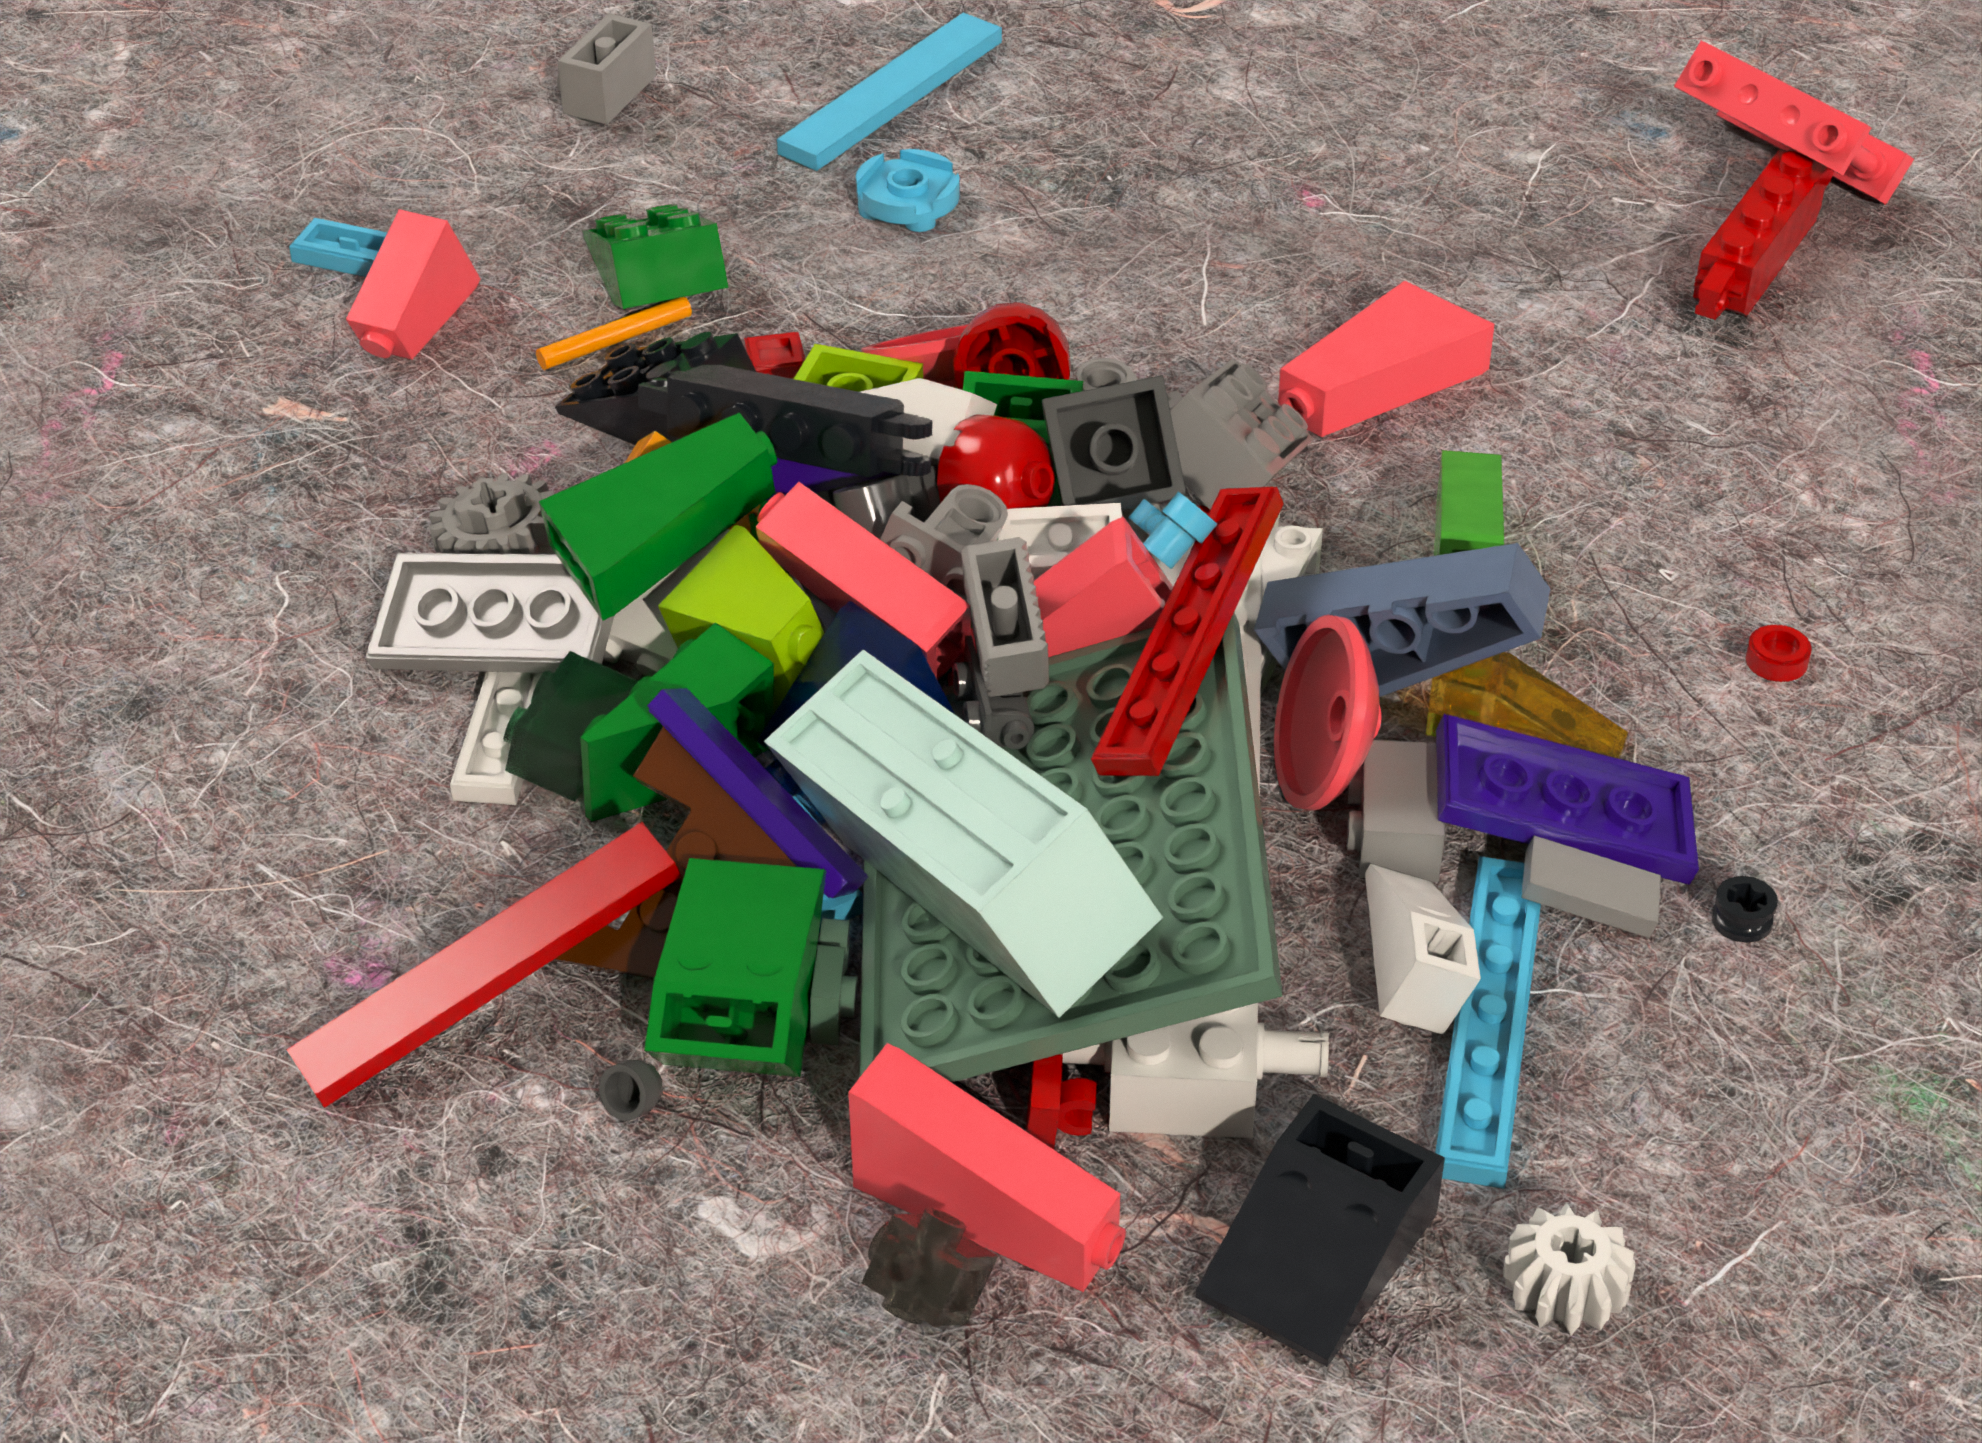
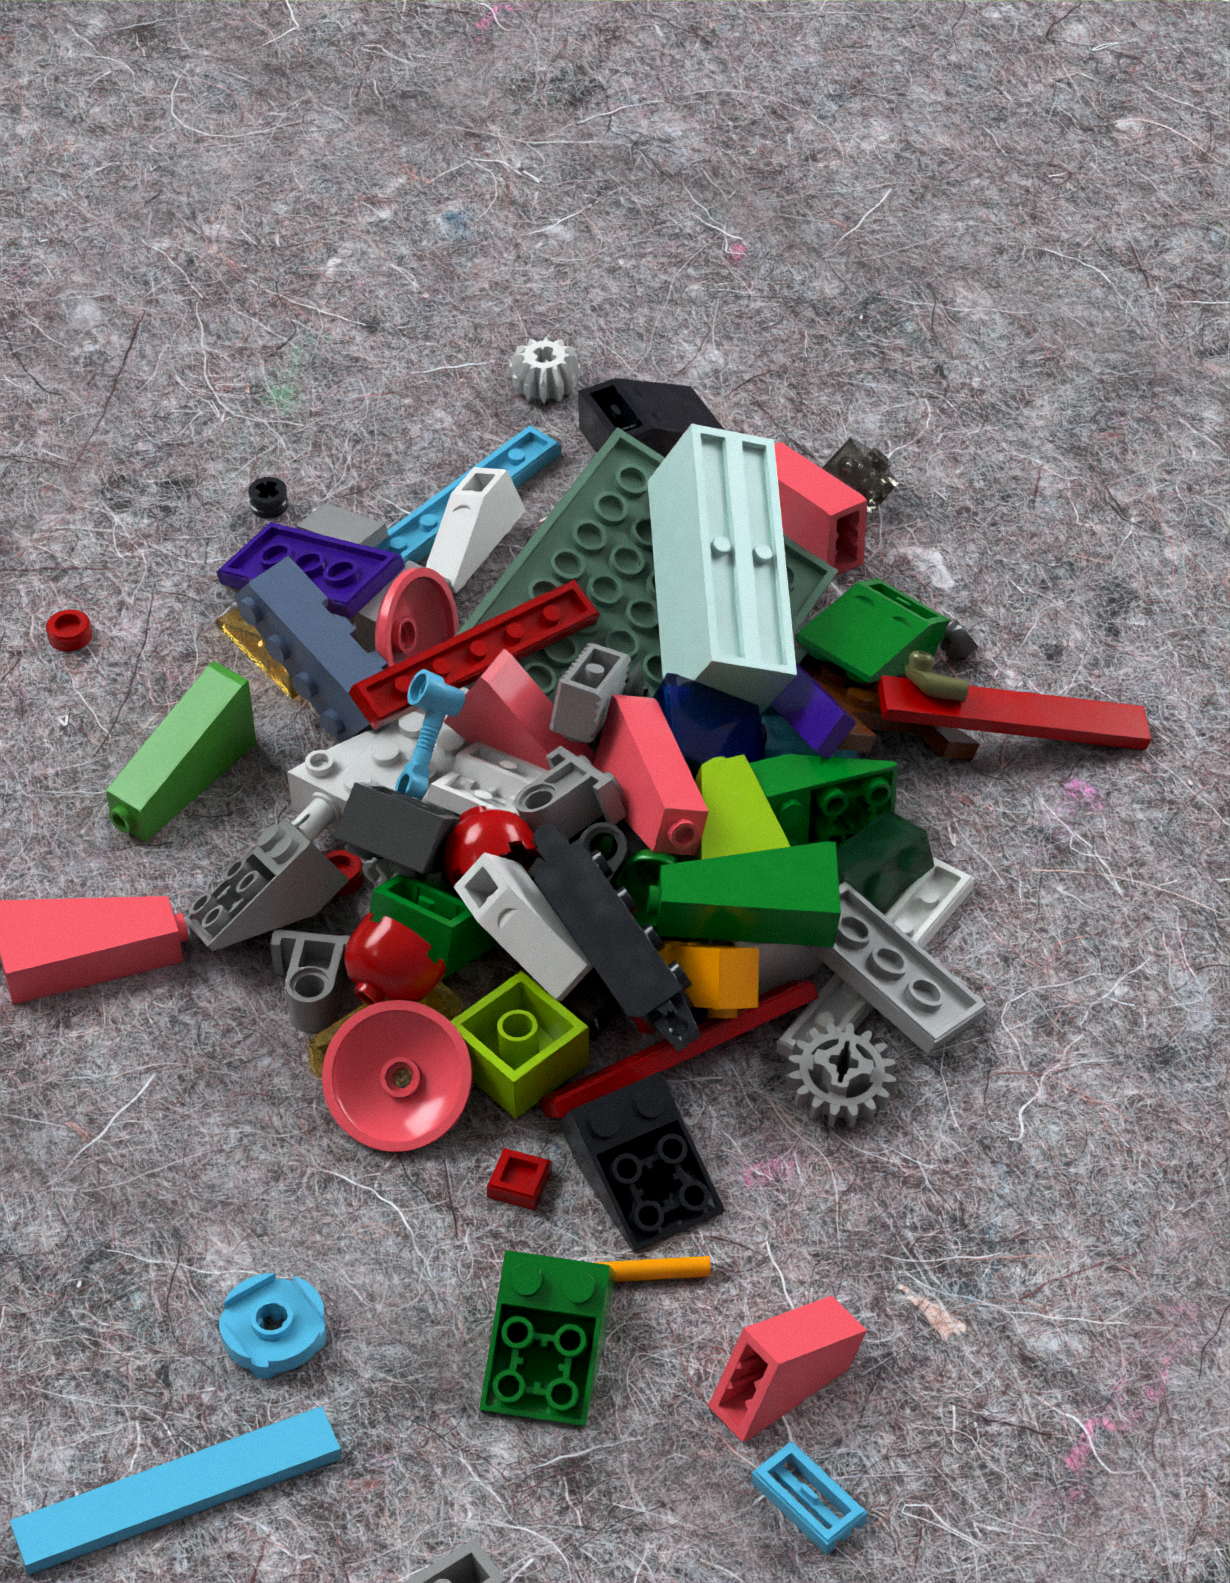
camera: 150 degrees left, 5 degrees up
(599, 876) = (931, 683): none -> olive arm

